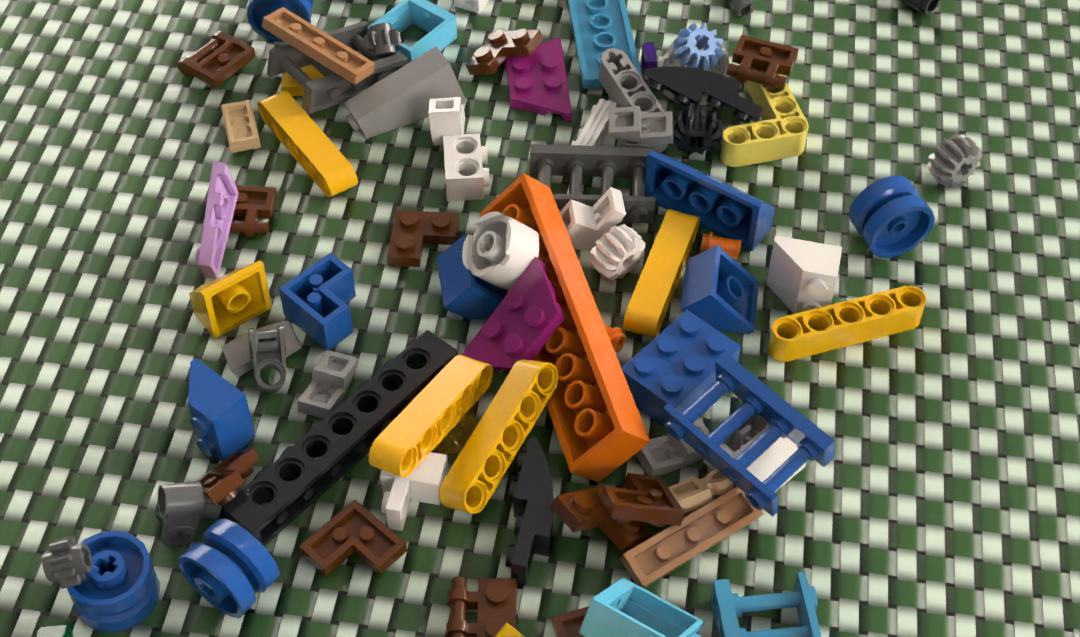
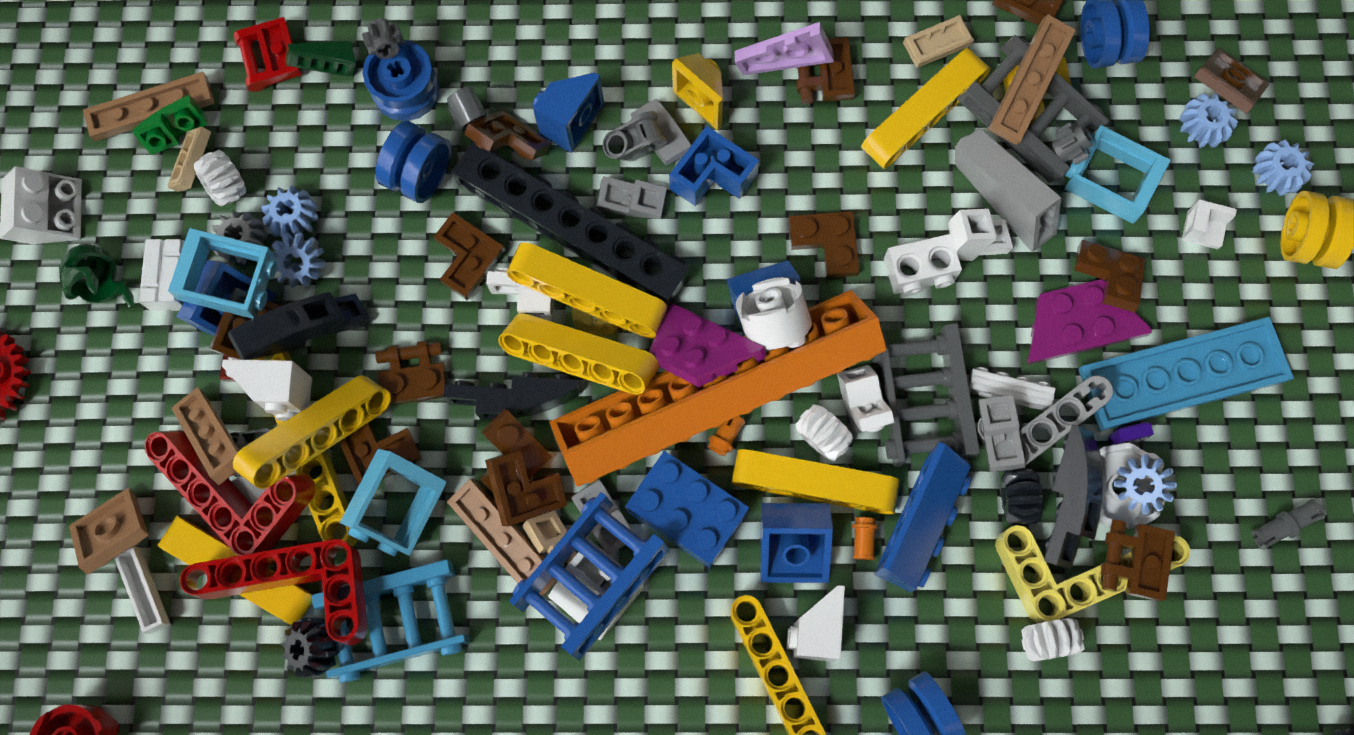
camera: 85 degrees right, 25 degrees up
(824, 130) = (1052, 639): none -> white gear

